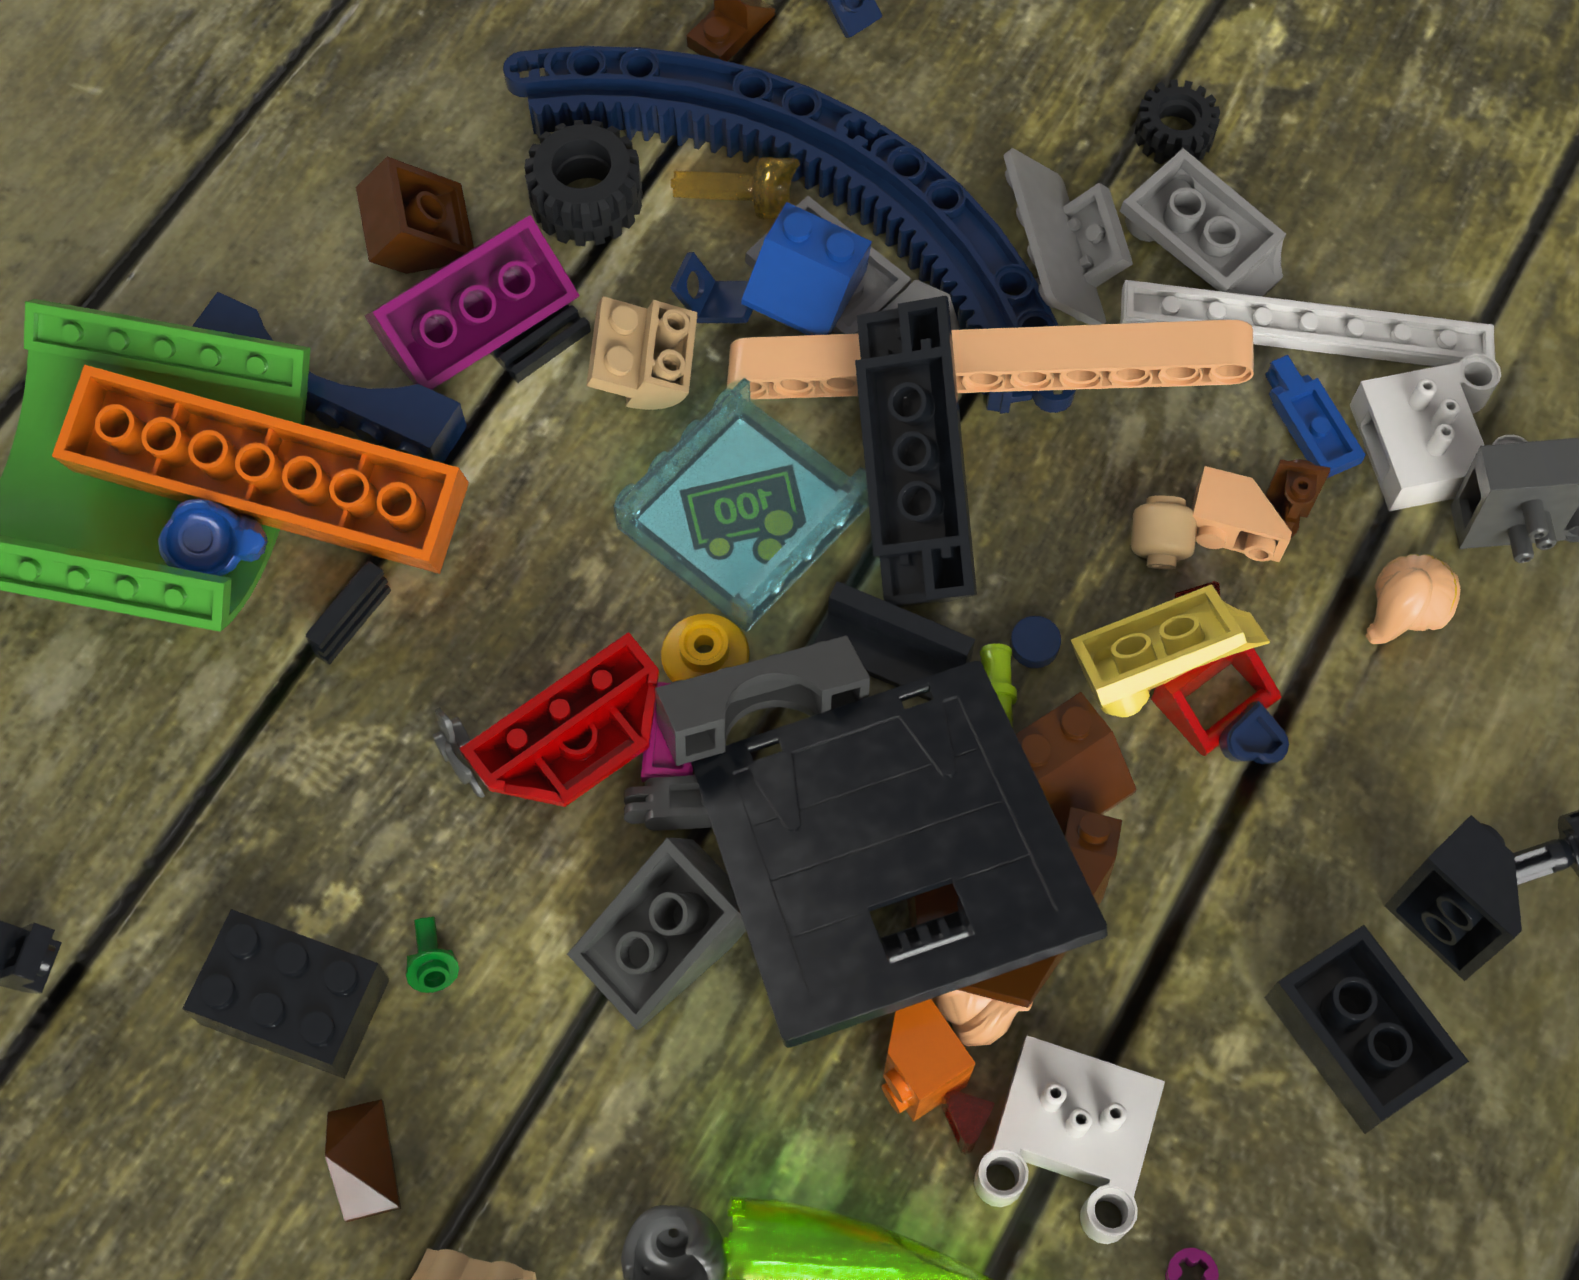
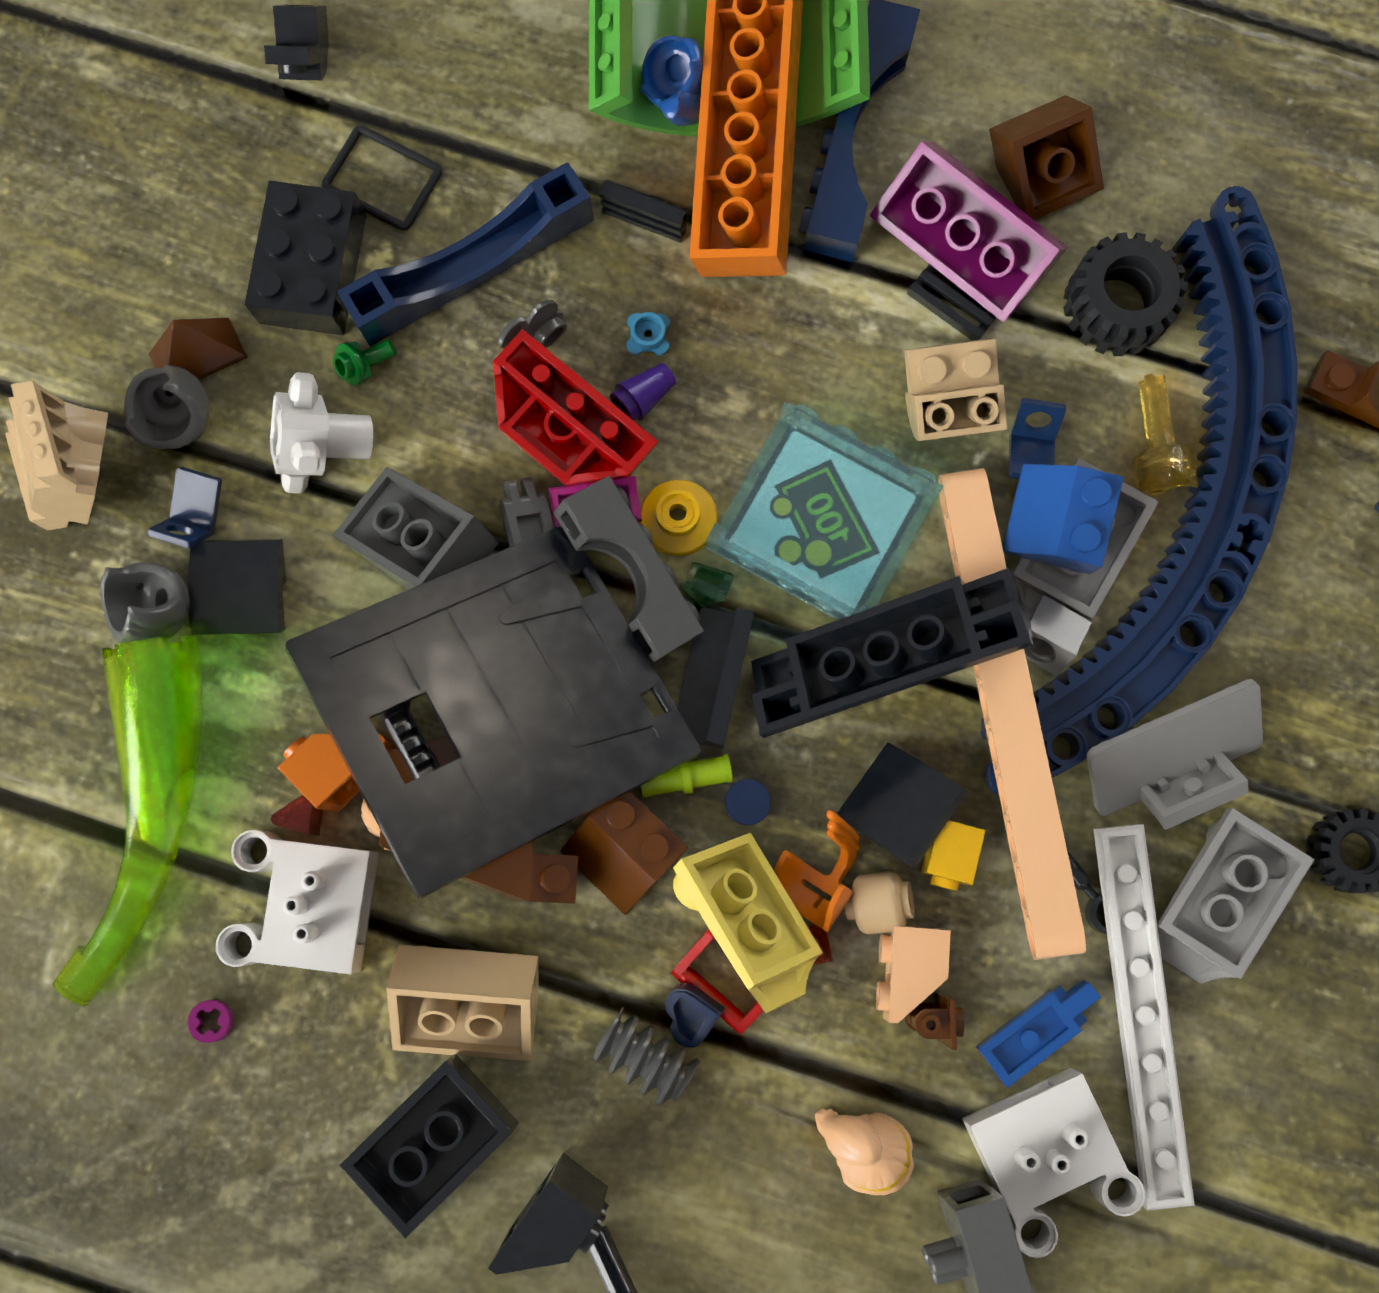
camera: 80 degrees right, 15 degrees up
(178, 870) = (344, 152): none -> black piece
(347, 807) = (534, 220): none -> dark blue arch
(440, 1179) = (165, 417): none -> dark grey piece
(485, 626) = (645, 322): none -> dark azure plate
(514, 1022) = (307, 434): none -> white piece
(554, 650) = (643, 391): none -> dark purple cone
(562, 1190) = (192, 509): none -> bracket
(672, 1152) = (236, 586): none -> black slope
(790, 630) = (707, 584): none -> clear green slope
(1067, 489) = (901, 804): none -> black slope
(1124, 456) = (953, 856): none -> yellow brick
(1168, 584) = (795, 873): none -> orange helmet
(1210, 970) = (463, 1002): none -> tan slope
(1296, 787) = (645, 1059): none -> dark grey piece

